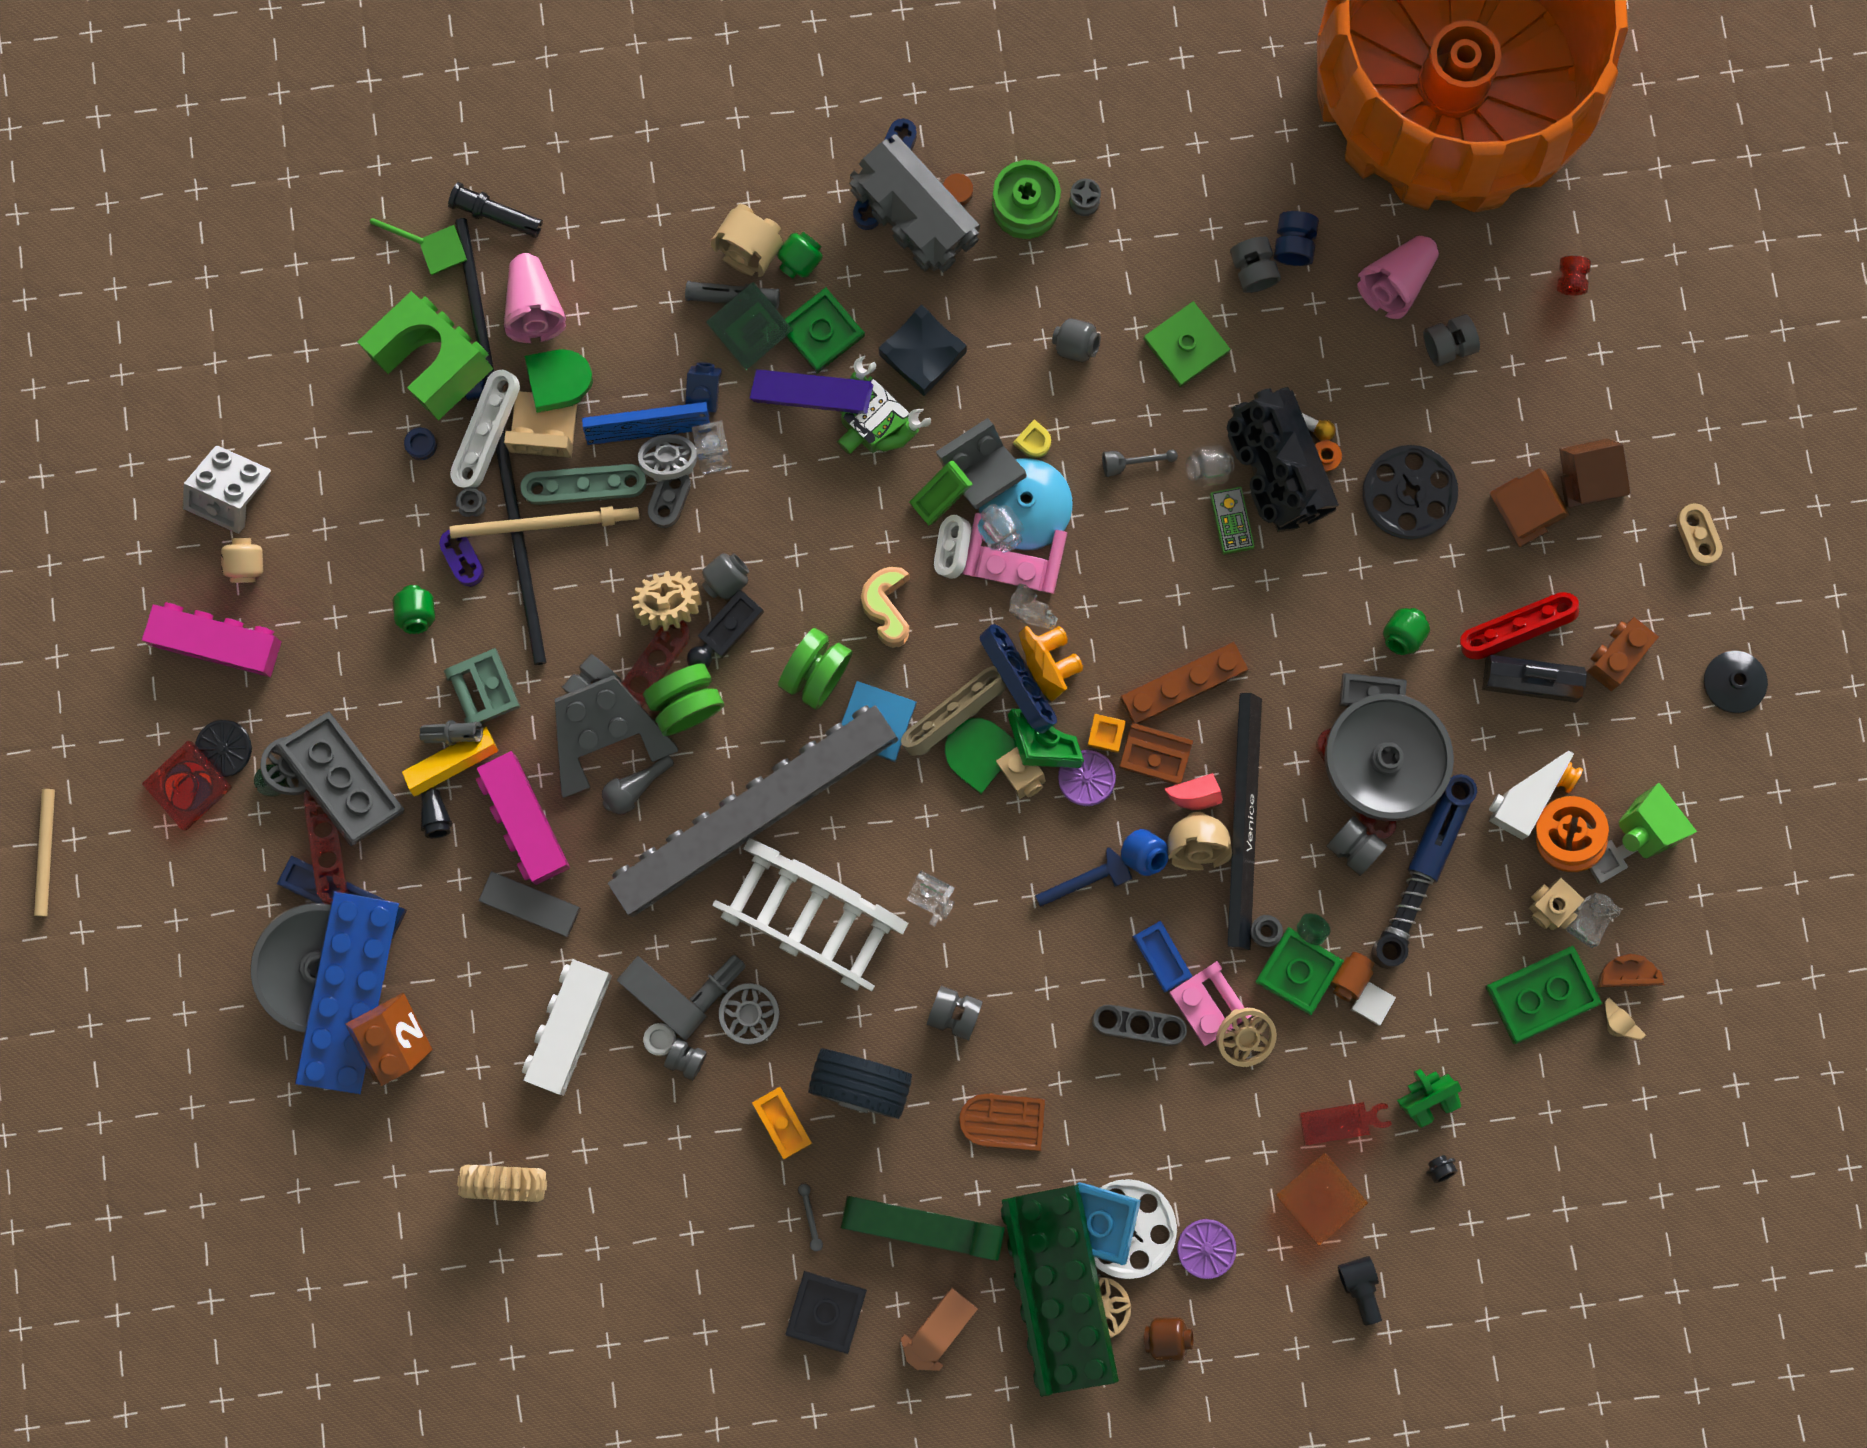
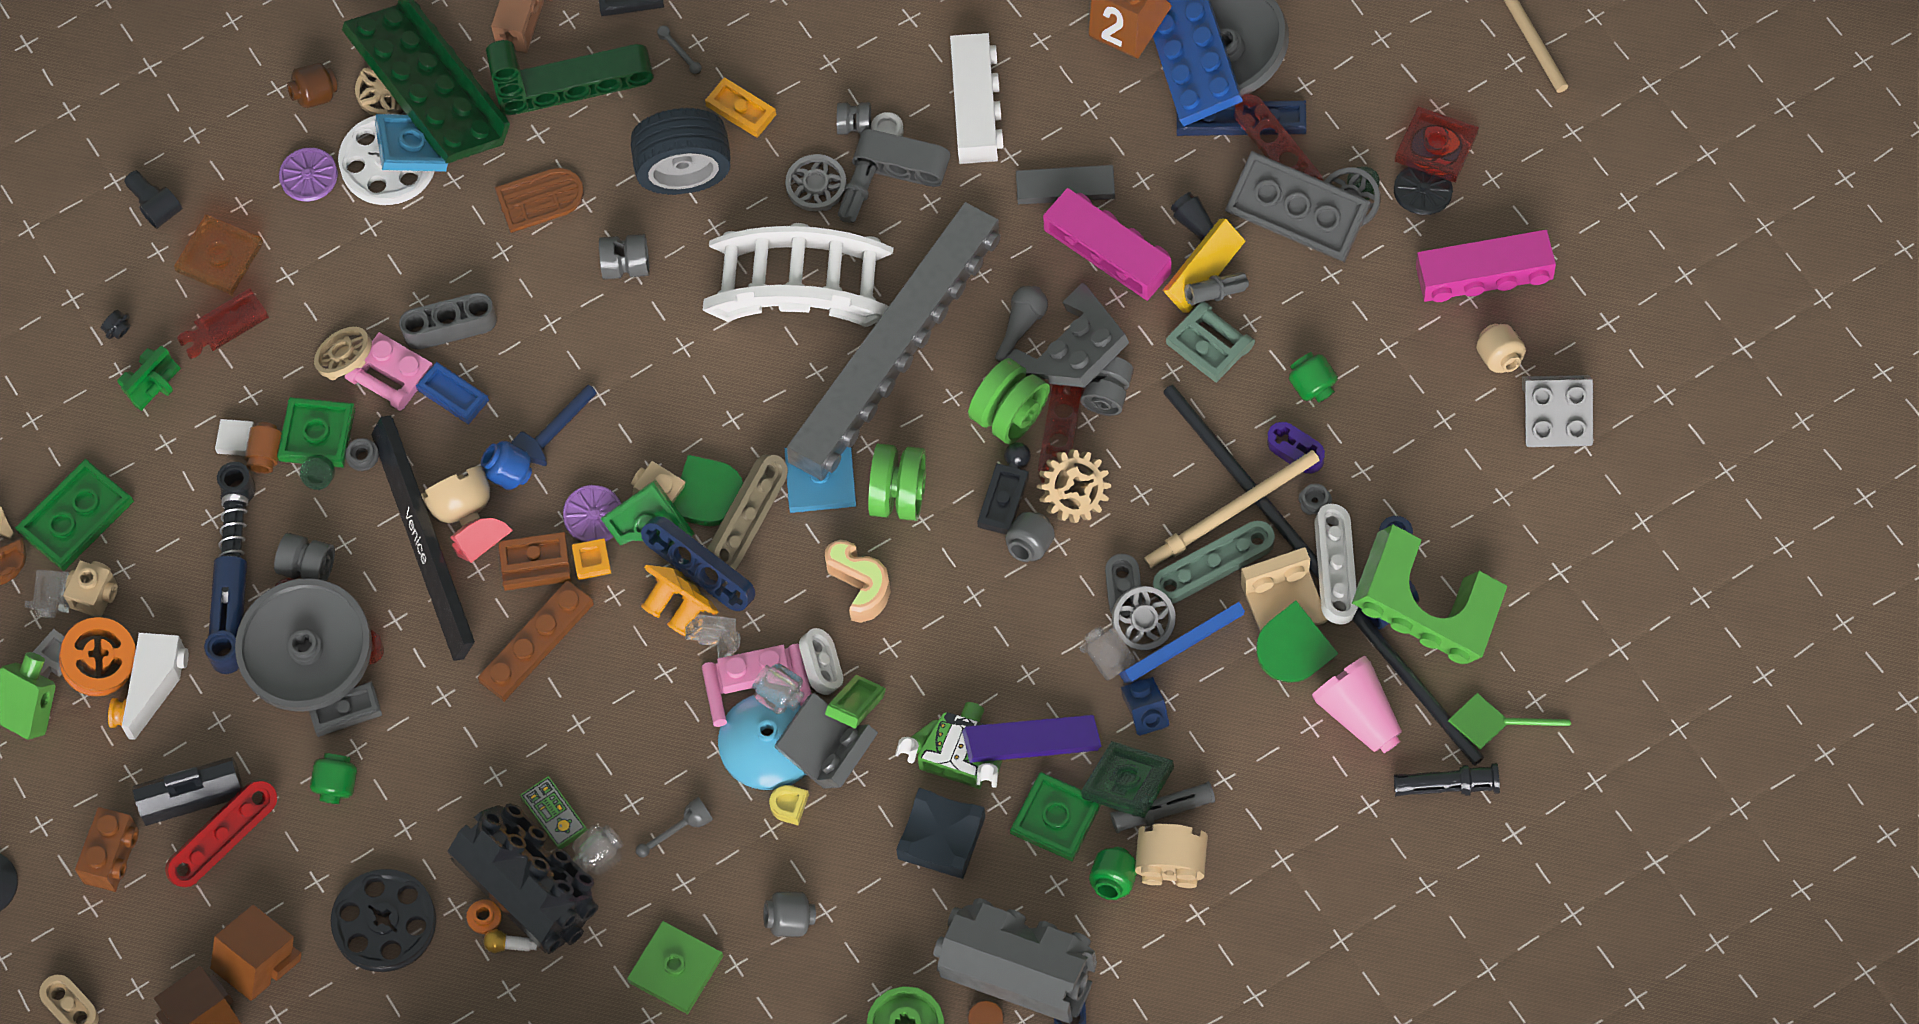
camera: 160 degrees right, 15 degrees down
(932, 896) = (694, 348): clear bracket -> none

